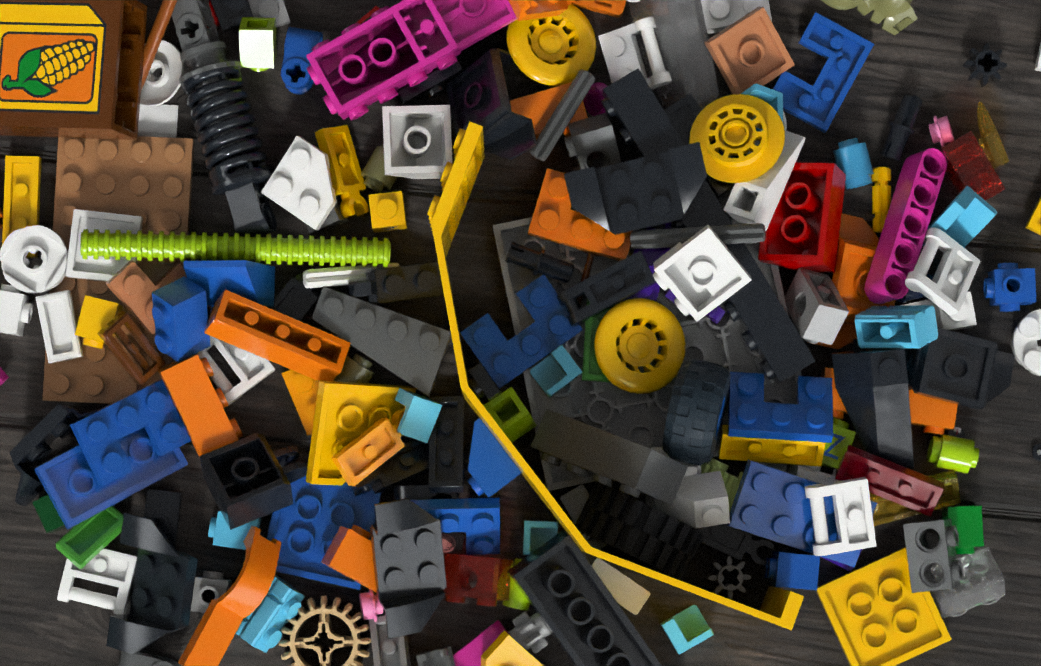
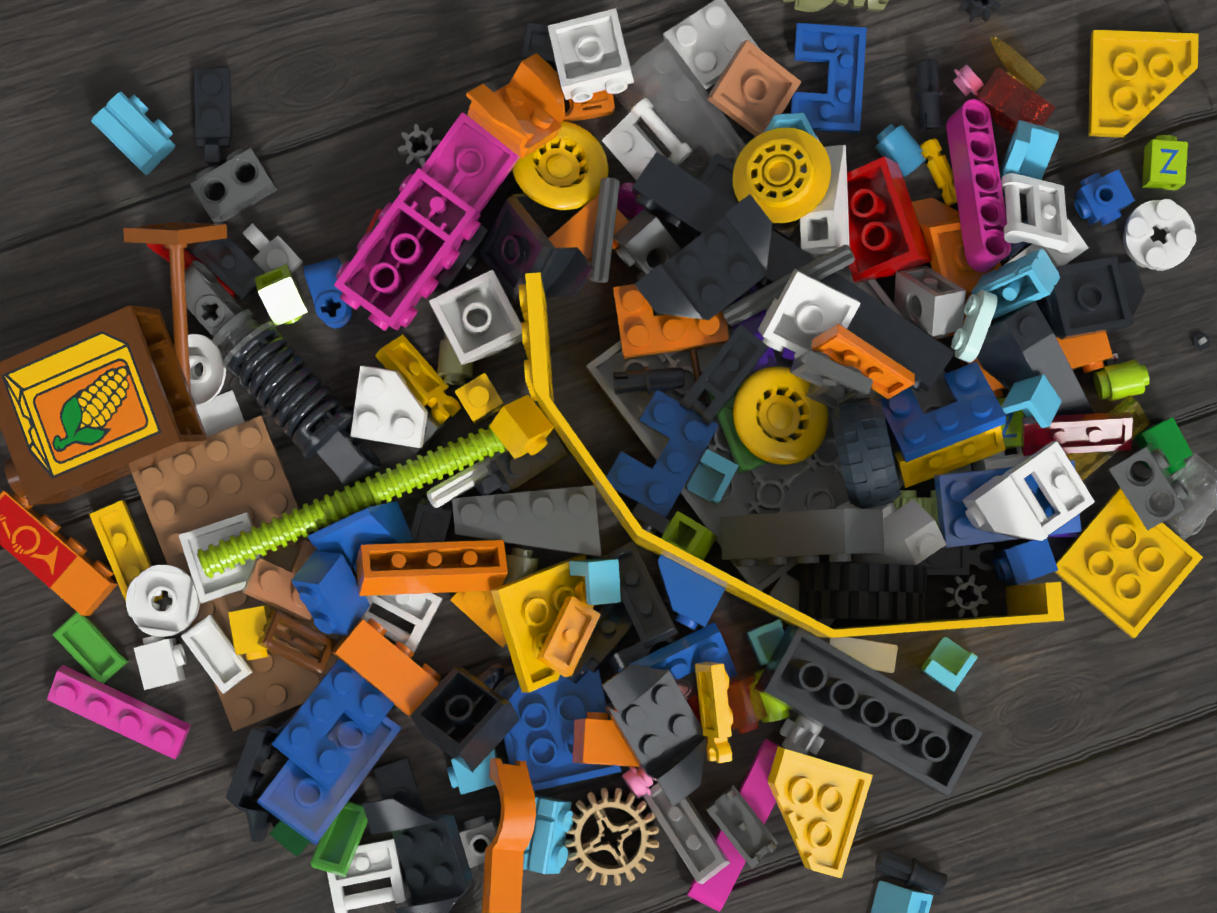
camera: 20 degrees left, 0 degrees up
(411, 252) = (522, 427): none -> yellow brick
(463, 574) = (714, 709): none -> yellow plate
(694, 336) = (830, 381): none -> dark grey plate
(730, 331) = (850, 350): none -> orange tile
(792, 516) = (1002, 510): none -> white slope
(852, 336) = (979, 314): none -> light aqua plate
(867, 433) = (1035, 398): none -> medium azure panel

